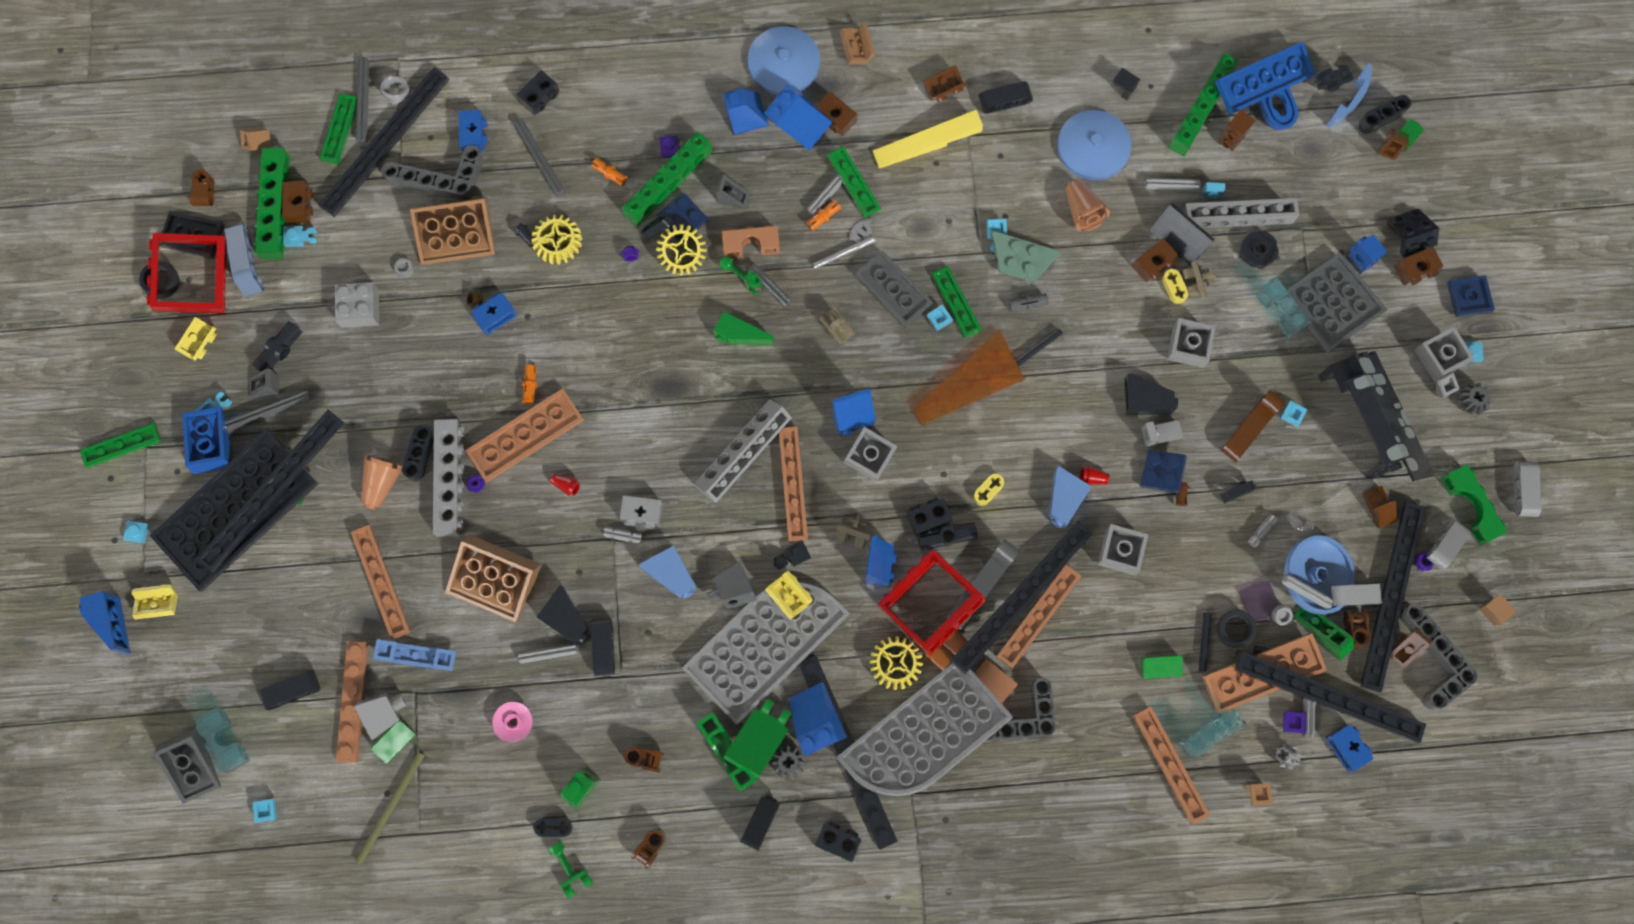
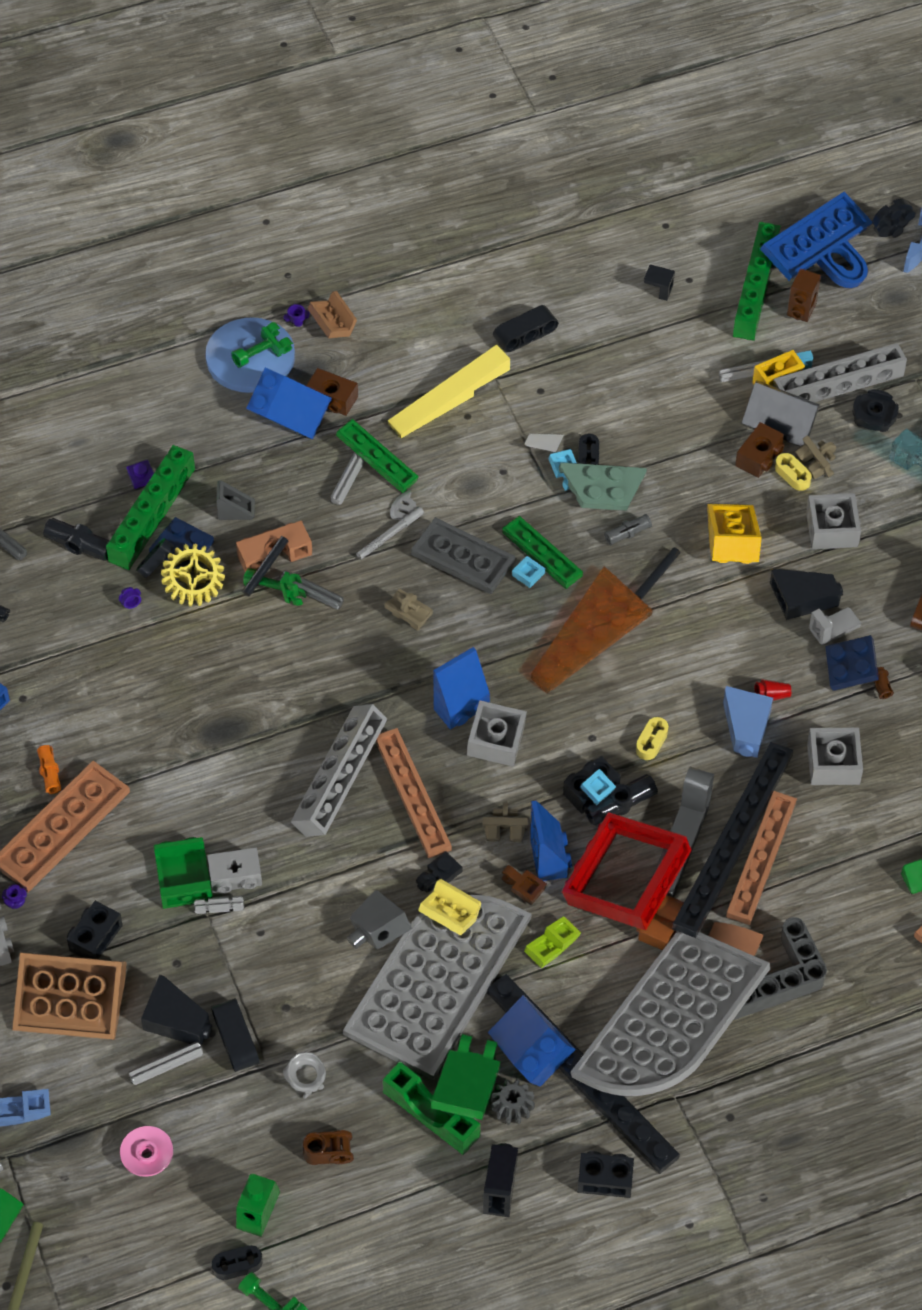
camera: 15 degrees left, 20 degrees down
(528, 536) = (99, 933): none -> black brick
(566, 484) = (131, 866): red cone -> none
(572, 239) = (24, 614): light yellow gear -> none
(603, 190) = (76, 538): none -> black piece
(603, 501) = (182, 872): none -> green panel
(609, 172) = (77, 517): orange pin -> none
(633, 690) = (300, 1061): none -> light grey piece
(649, 849) = (368, 1252): reddish brown piece -> none
(670, 573) = (292, 929): medium blue slope -> none
(737, 332) = (291, 646): green slope -> none
(738, 258) = (265, 565): none -> black bar
(744, 110) = (219, 415): blue slope -> none
(800, 48) = (268, 333): none -> green bar
(823, 215) = (352, 500): orange pin -> none
(830, 30) = (296, 315): none -> dark purple plate
(854, 587) = (525, 885): none -> reddish brown plate
(859, 639) = (553, 942): none -> lime slope
(888, 657) = (615, 965): light yellow gear -> none
(931, 527) = (598, 786): none -> medium azure plate
(944, 83) = (448, 331): reddish brown bracket -> none
(988, 204) = (544, 441): none -> white sticker
(1015, 223) = (583, 453): none -> black beam
(1085, 206) = (659, 414): nougat cone -> none
(1094, 145) = (645, 353): medium blue dish -> none
(1110, 328) = (733, 533): none -> yellow slope
(1192, 193) = (777, 367): none -> yellow slope

